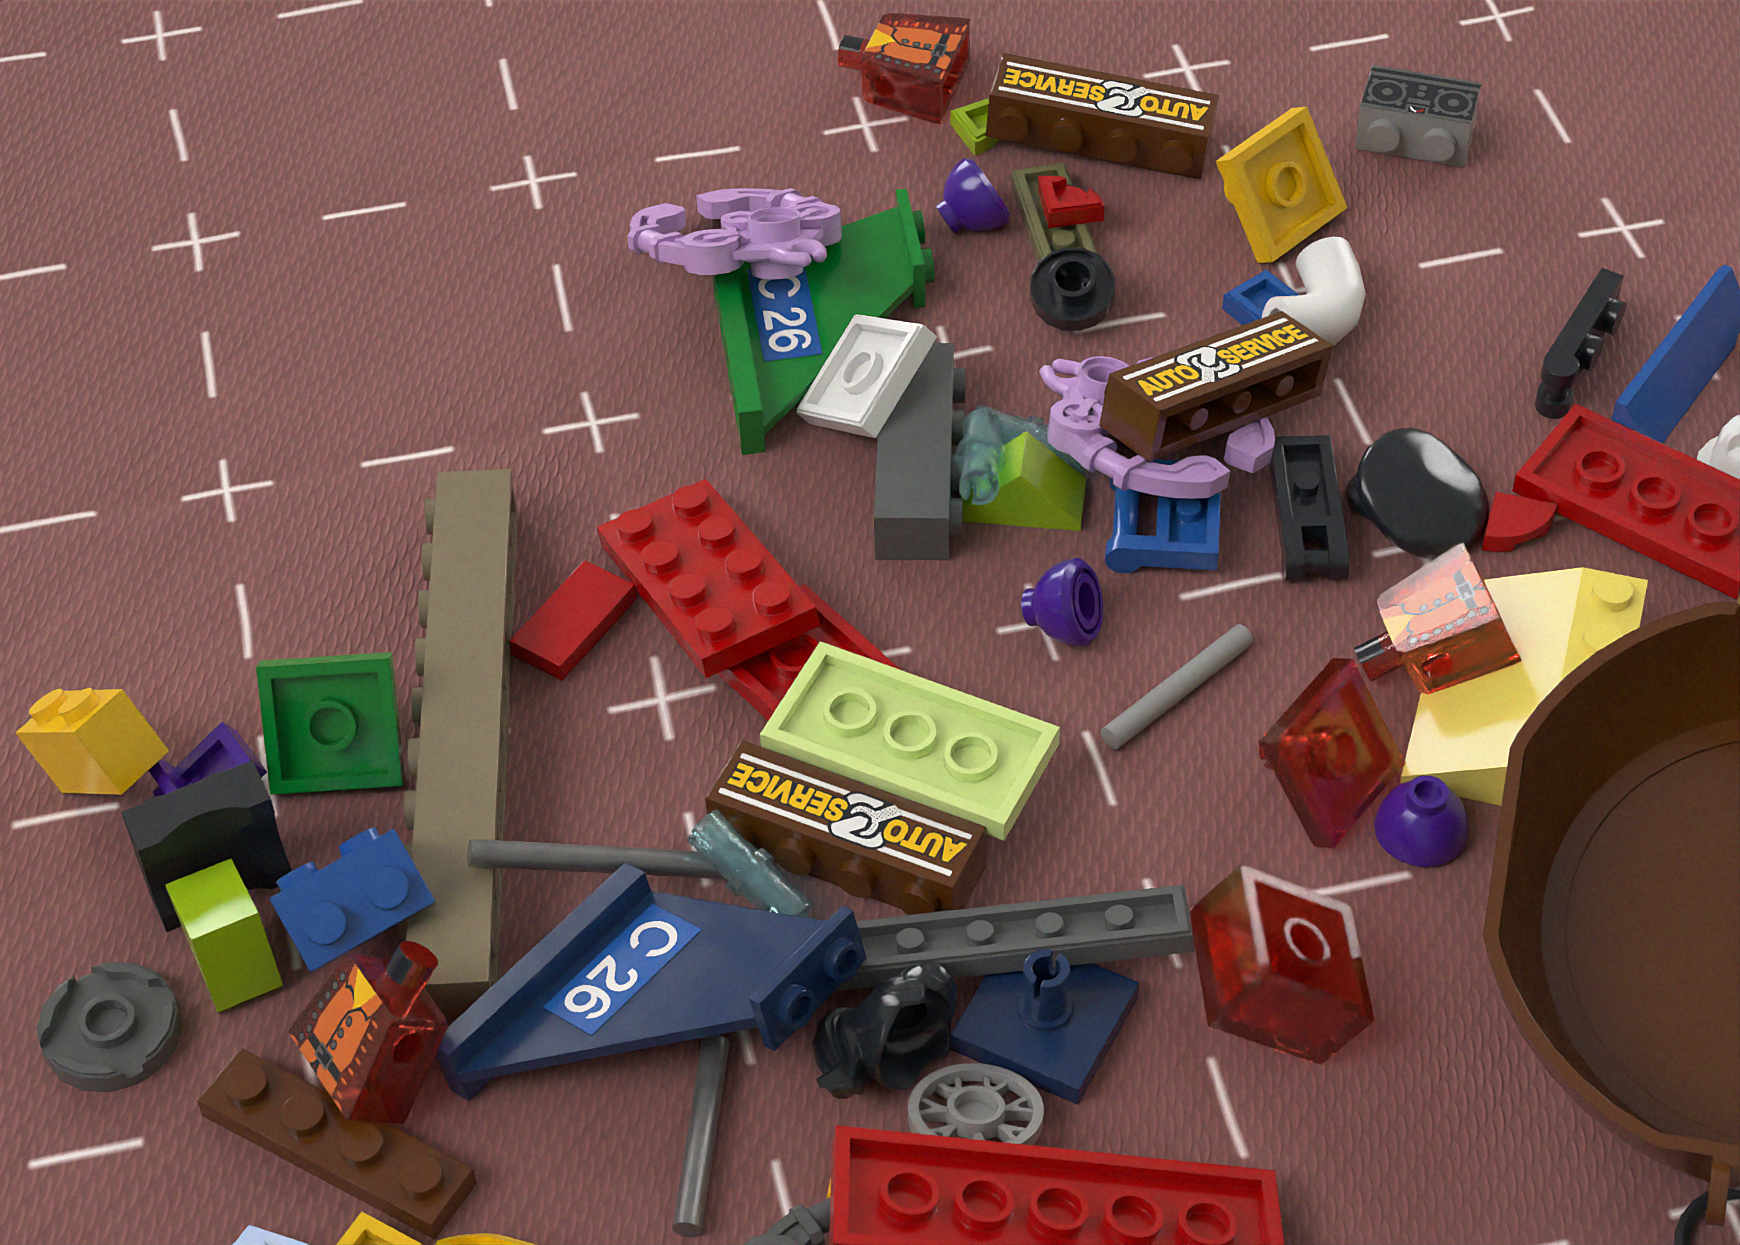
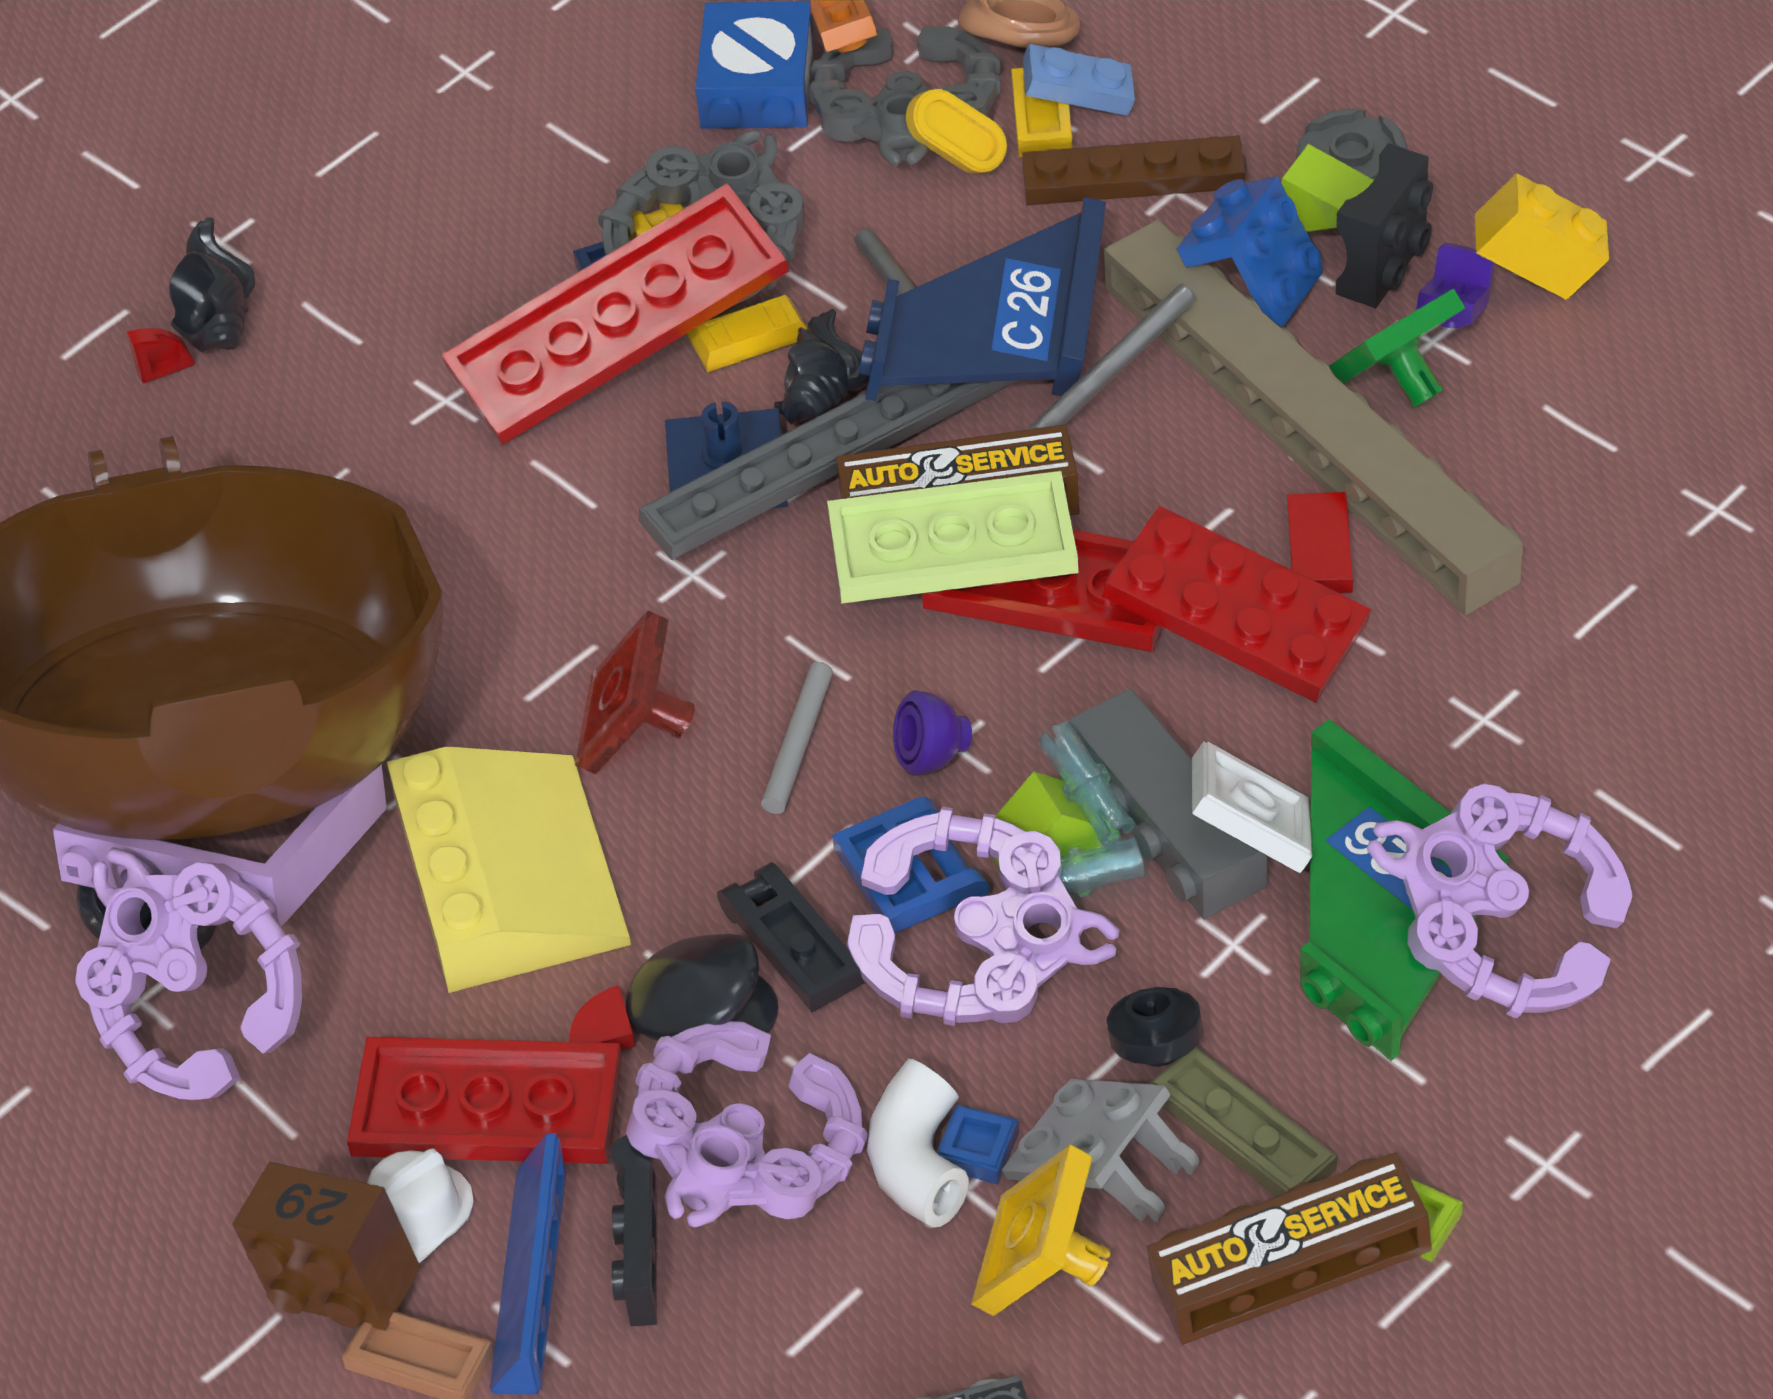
camera: 150 degrees right, 0 degrees up
(374, 1033) = (1153, 186): clear red torso -> none
(746, 868) = (1000, 417): clear light blue pin -> none
(911, 63) = (1549, 1225): clear red torso -> none
(971, 200) = (1334, 1091): dark purple brick -> none
(977, 1110) = (723, 369): light grey wheel -> none
(1068, 204) = (1241, 1127): red tile -> none
(1183, 246) = (1101, 1122): none -> light grey plate
(1214, 385) = (928, 941): reddish brown brick -> none
(1280, 965) = (562, 516): clear red brick -> none
(1422, 823) = (534, 721): dark purple brick -> none
(1439, 627) = (593, 844): clear red torso -> none
(1478, 329) = (724, 1158): none -> lavender piece

